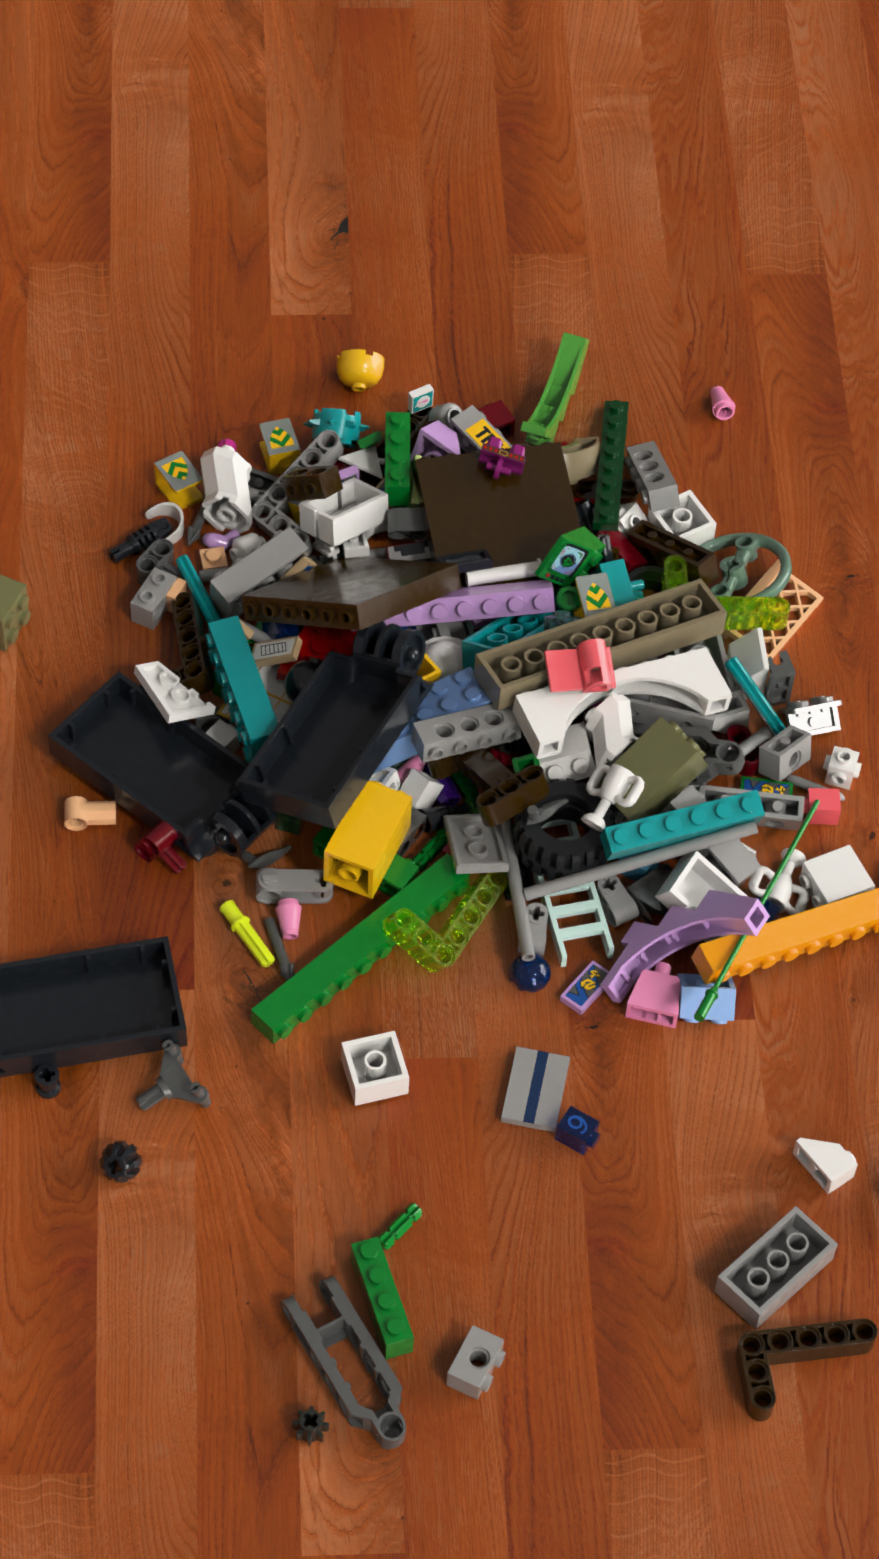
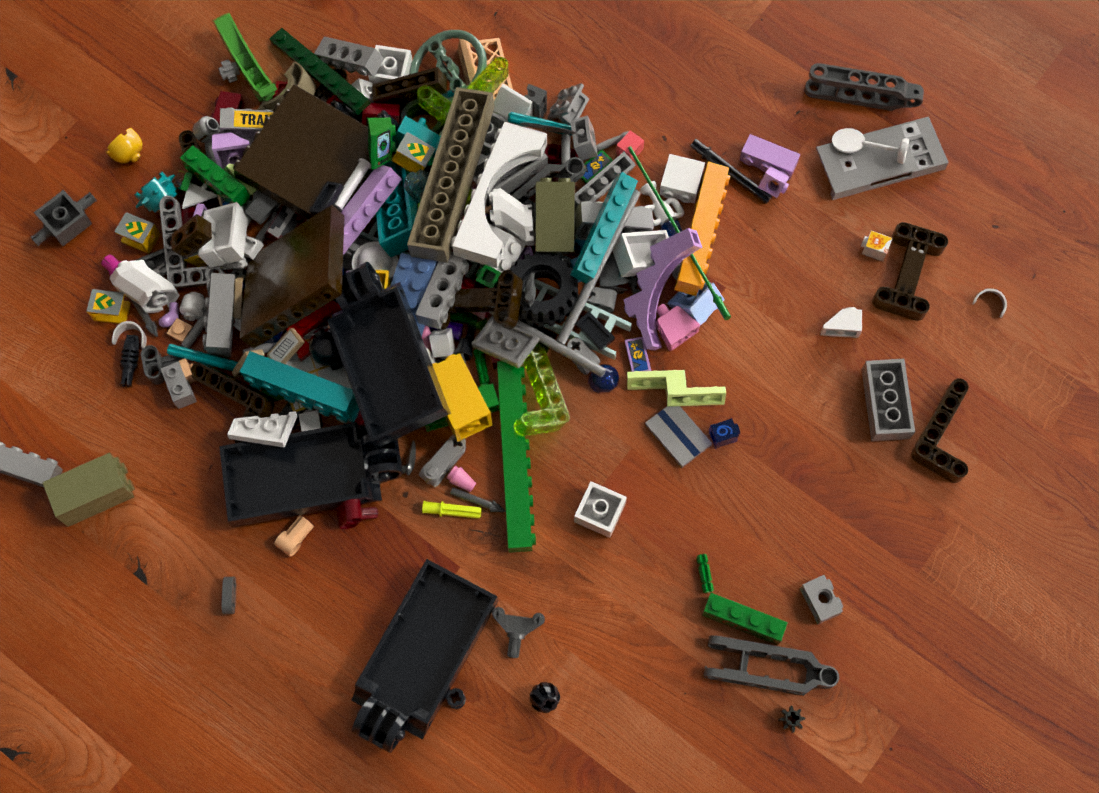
camera: 45 degrees left, 15 degrees up
(234, 375) = (63, 218): none -> dark grey brick
(420, 398) = (182, 131): white tile -> none
(502, 460) = (279, 125): magenta hips -> none
(531, 392) = (229, 71): none -> light grey gear
(568, 599) = (400, 165): green tile -> none
(569, 917) = (594, 331): none -> black tile
(572, 668) = (468, 197): coral piece -> none
(583, 1045) = (676, 390): none -> yellowish green bracket
(612, 791) = (554, 245): white piece -> none
(842, 767) = (615, 117): white brick -> none

